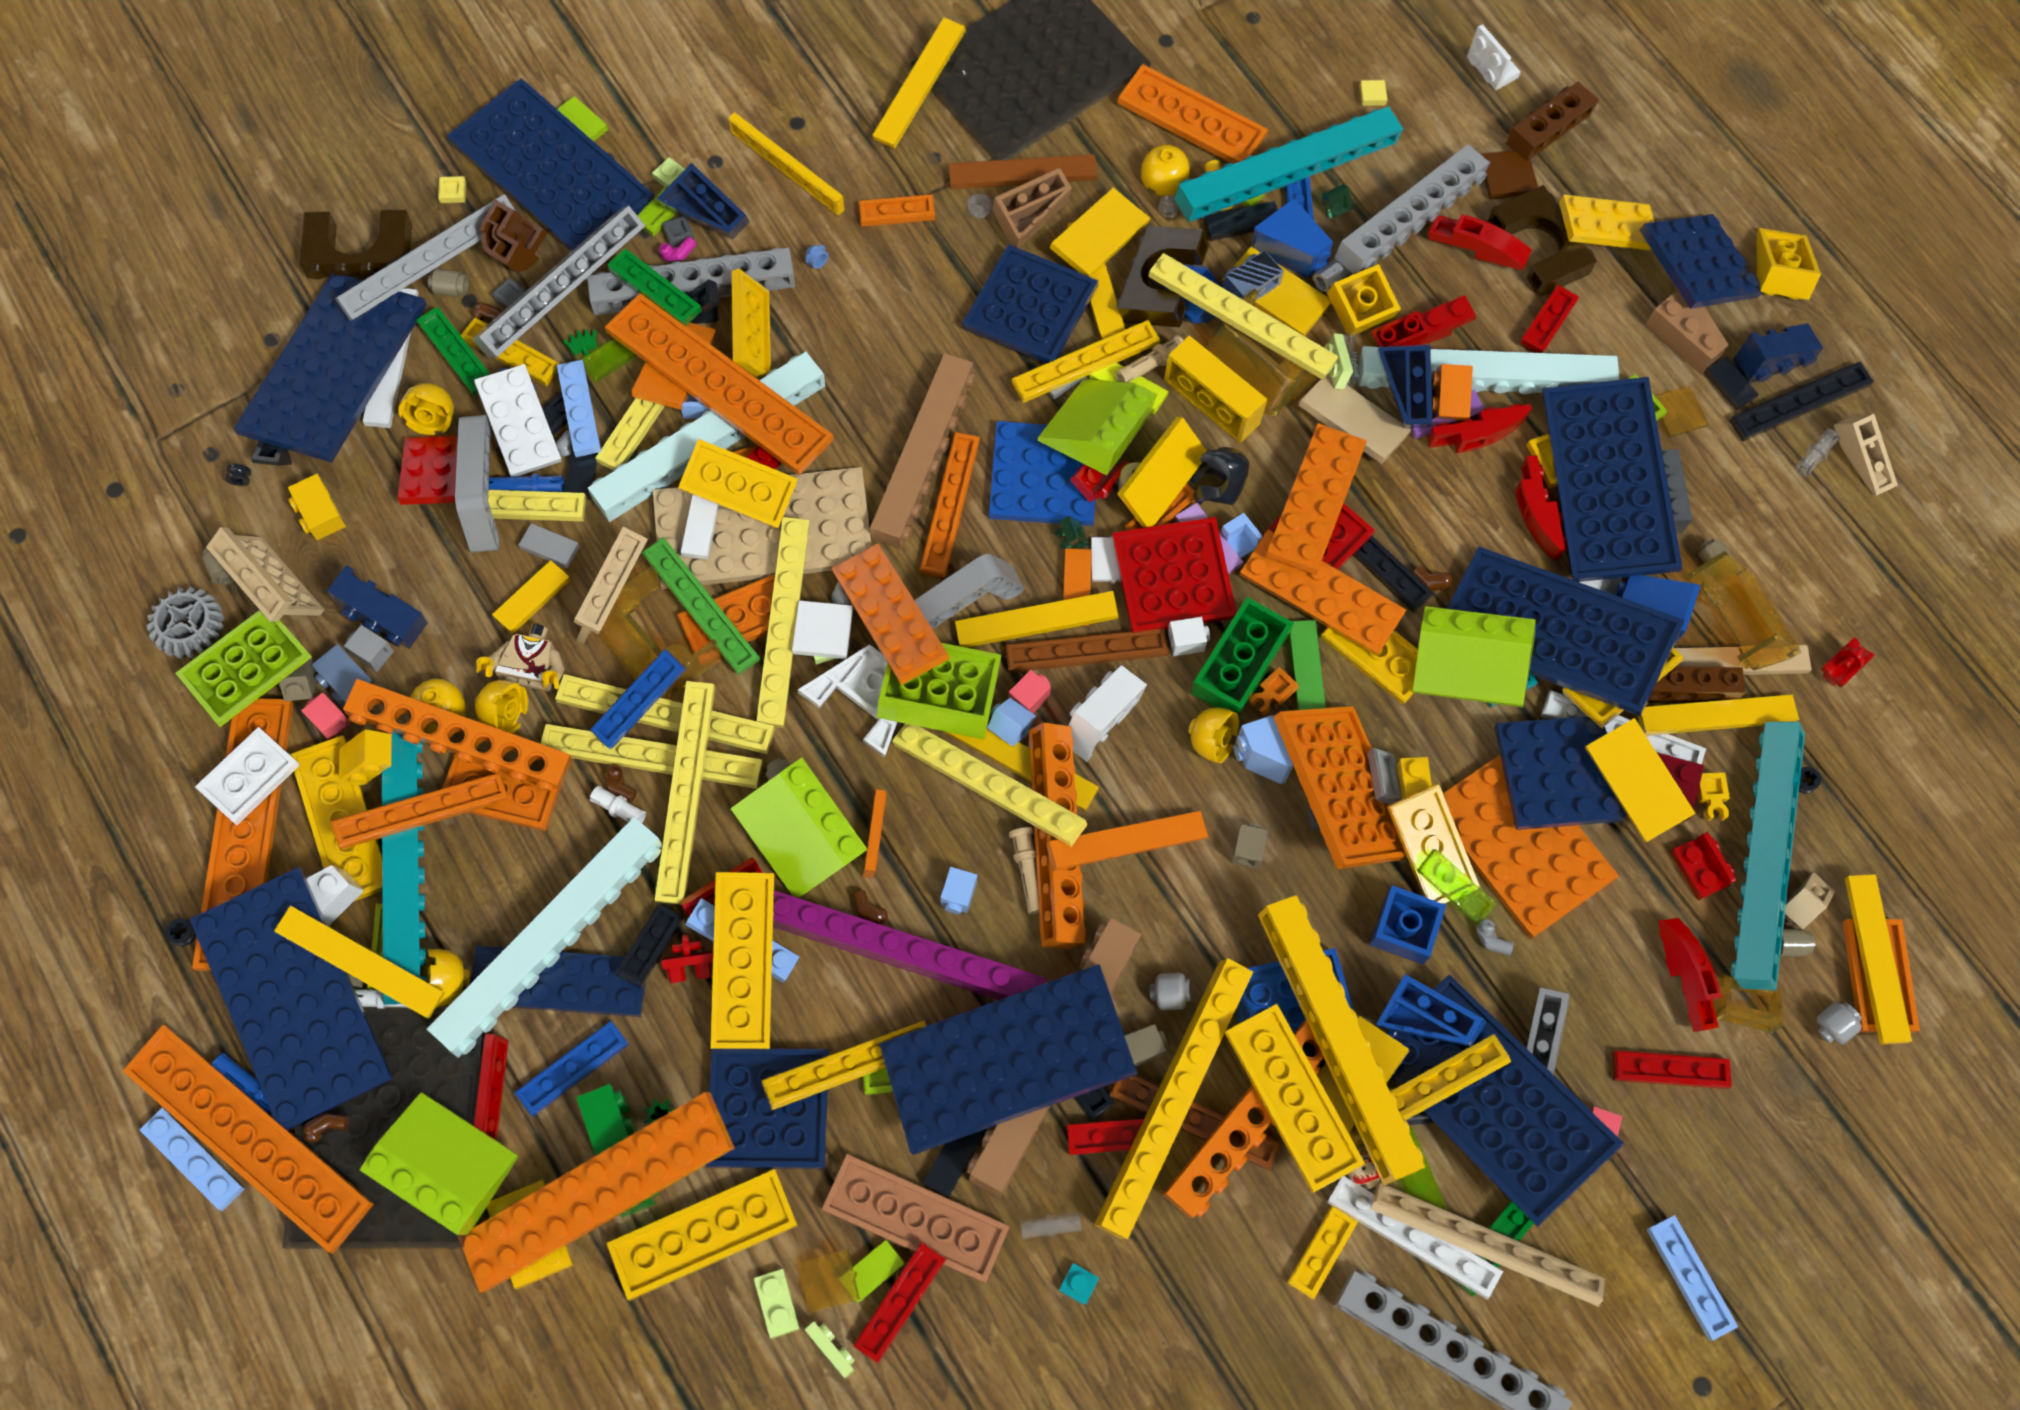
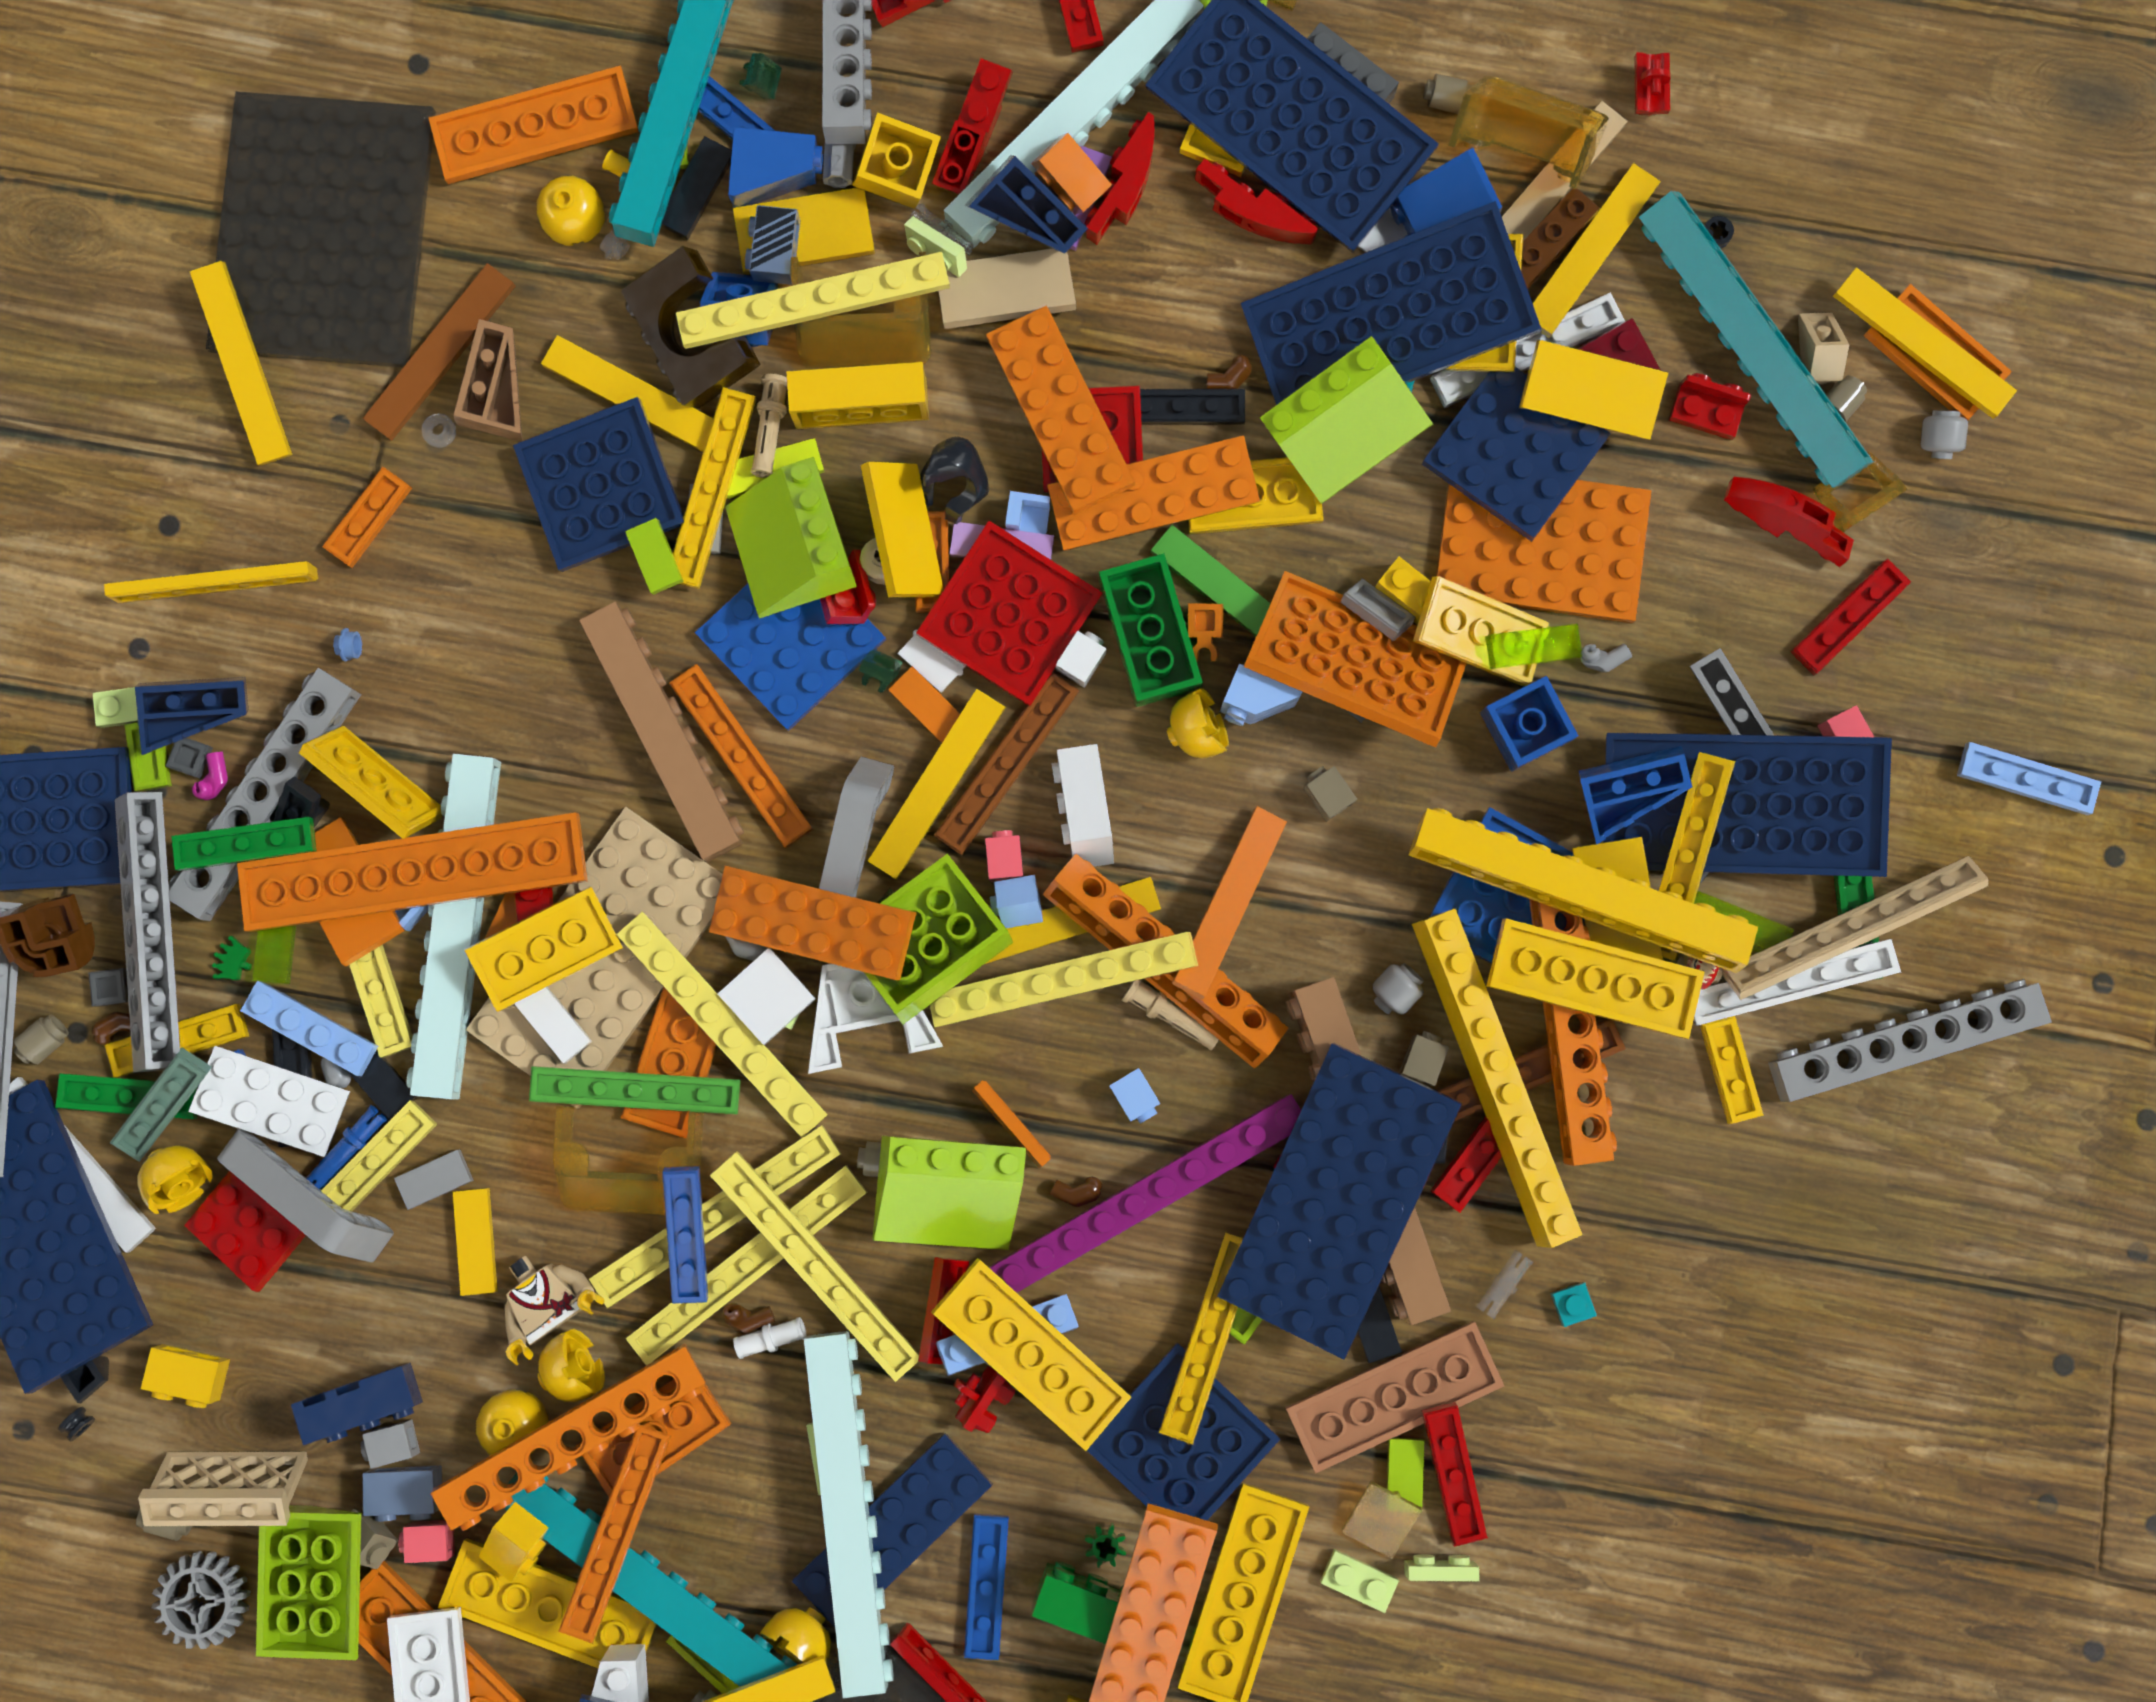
camera: 45 degrees left, 15 degrees up
(466, 364) = (160, 1104): none -> sand green tile
(609, 583) = (541, 1163): tan fence -> none
(649, 946) = (935, 1423): black tile -> none
(1018, 361) = (654, 556): none -> lime tile
(1100, 233) = (583, 342): yellow tile -> none
(1714, 792) = (1655, 329): yellow plate -> none

